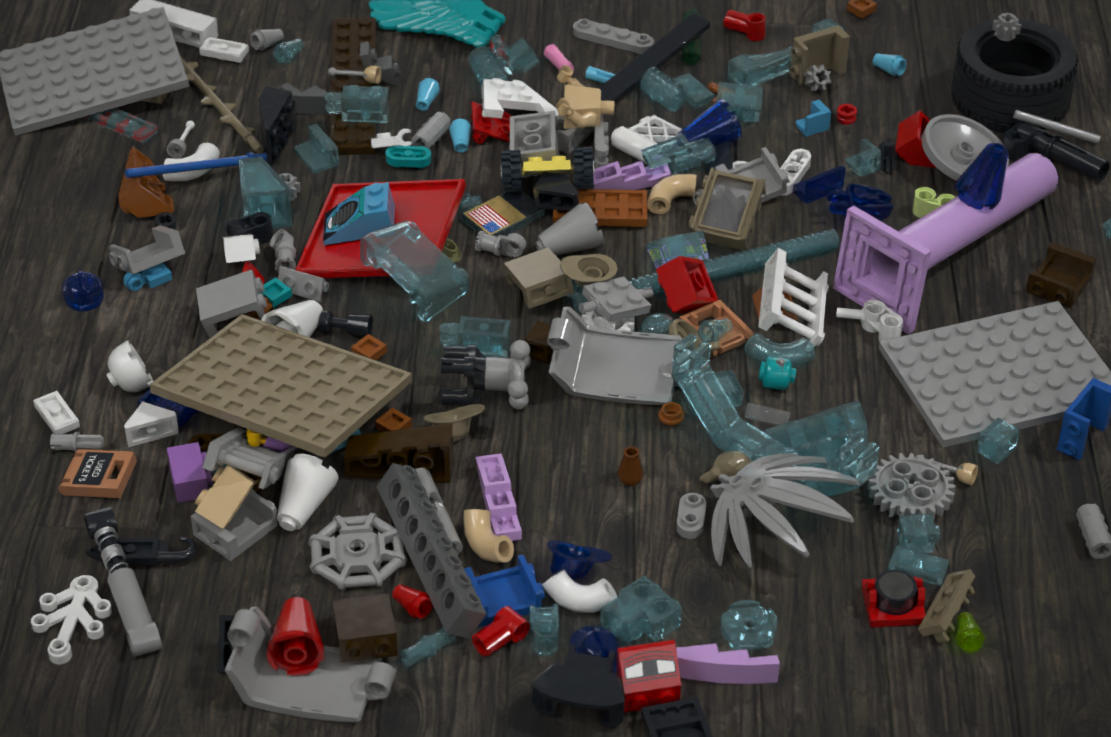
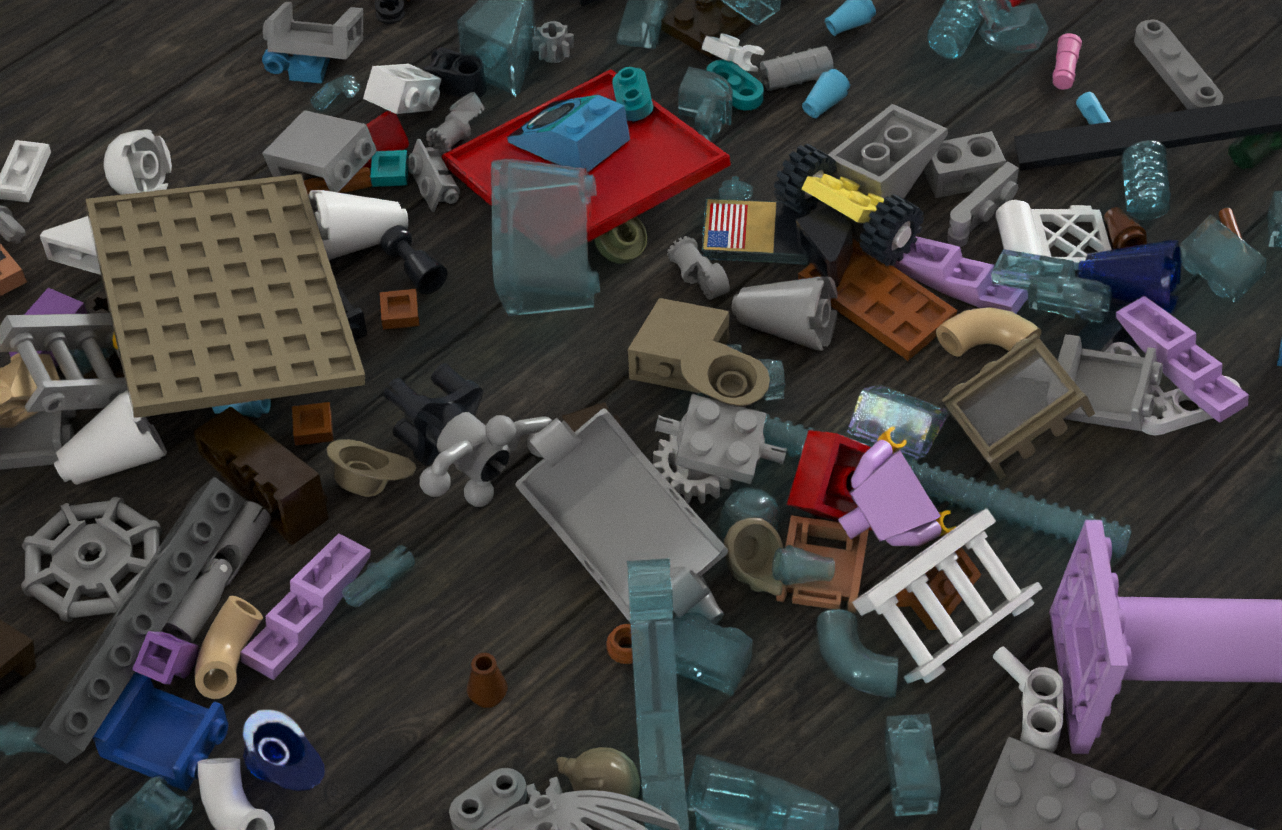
camera: 45 degrees right, 10 degrees up
(83, 291) = (219, 39): clear blue piece -> none
(187, 275) = (332, 89): none -> clear light blue arm
(362, 178) = (633, 92): none -> teal plate
(403, 167) = (707, 99): none -> clear light blue brick
(413, 601) = (62, 665): red cone -> none
(471, 551) = (165, 656): none -> medium lavender leg
(489, 126) = (875, 91): red hinge -> none
(489, 335) = (521, 377): clear light blue brick -> none
(505, 627) = (105, 784): red piece -> none
(512, 95) = (941, 75): white wing -> none
(518, 462) = (378, 576): none -> clear light blue axle
(581, 104) = (988, 140): tan torso -> none
(677, 116) = (1123, 230): none -> reddish brown cone
(696, 92) = (1192, 201): clear light blue plate -> none
(725, 273) = (891, 499): none -> lavender torso
(767, 414) = (741, 733): clear piece -> none
(776, 373) = (812, 684): teal head -> none
(786, 152) = (1183, 361): none -> lavender slope
(820, 185) = (1202, 450): clear blue panel -> none
(856, 375) = (912, 764): none -> clear light blue brick
(866, 198) = (1217, 515): clear blue hinge -> none

